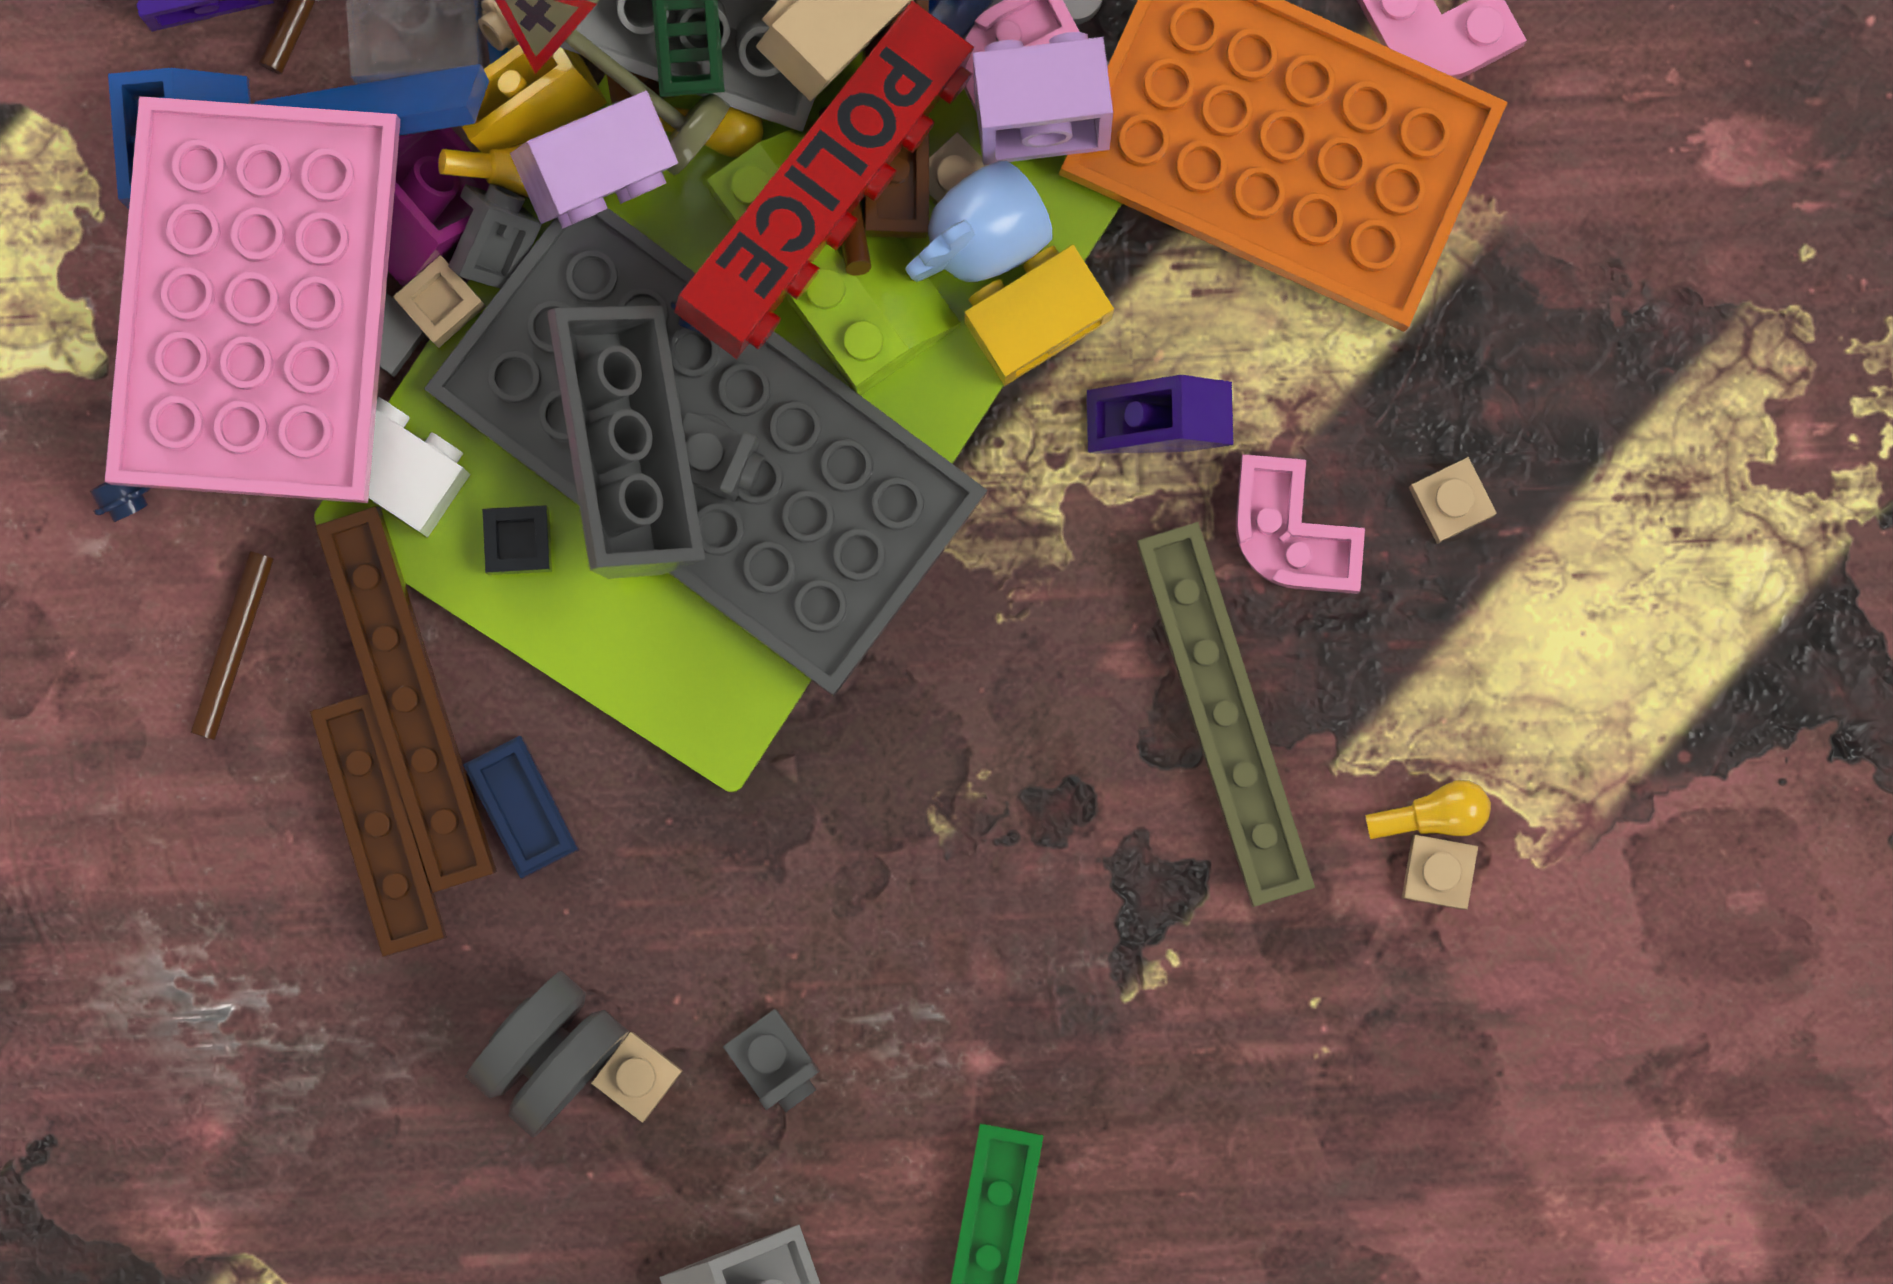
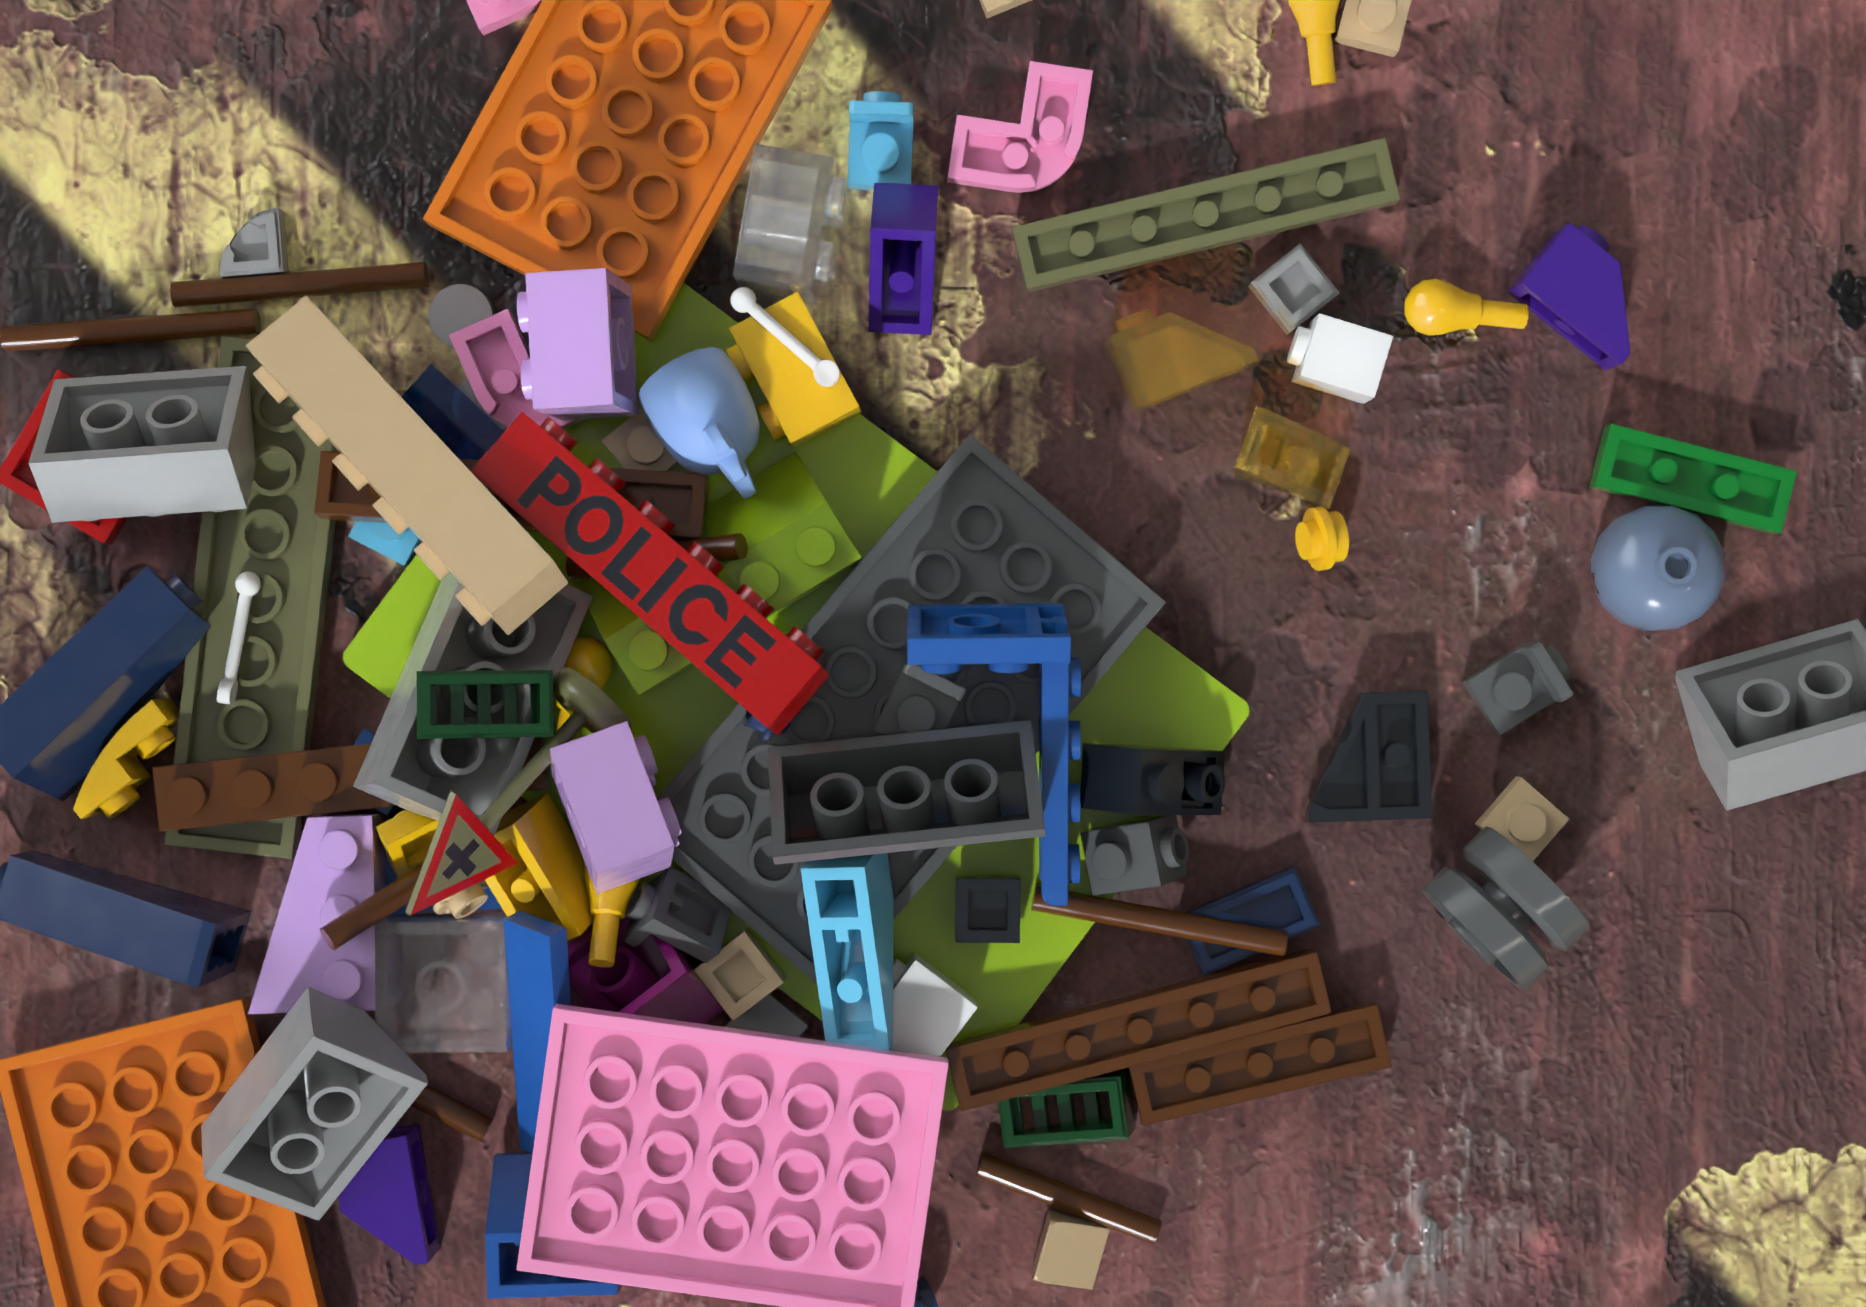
camera: 85 degrees left, 5 degrees up
(179, 649) = (1069, 1251): none -> tan slope
(330, 689) = (1069, 1131): none -> dark green slope
(473, 402) = (852, 946): none -> medium azure slope
(515, 713) = (1167, 922): none -> reddish brown bar
(580, 684) = (1135, 854): none -> dark grey bracket
(655, 694) = (1152, 780): none -> black slope
(687, 925) = (1378, 762): none -> black wing
(780, 527) = (1008, 641): none -> blue bracket
(902, 1197) = (1658, 568): none -> sand blue cylinder
(909, 852) = (1322, 538): none -> yellow plate
(985, 813) = (1291, 458): none -> clear yellow slope
(1035, 339) = (825, 372): none -> white hinge
(1079, 687) = (1171, 357): none -> clear yellow slope
(1091, 856) = (1339, 358): none -> white brick
(1149, 959) = (1441, 308): none -> yellow piece
(1158, 810) = (1293, 289): none -> light grey tile
(1175, 1093) = (1579, 293): none -> dark purple slope
(1180, 299) = (788, 223): none -> clear brick
(1274, 388) = (880, 140): none -> medium azure bracket

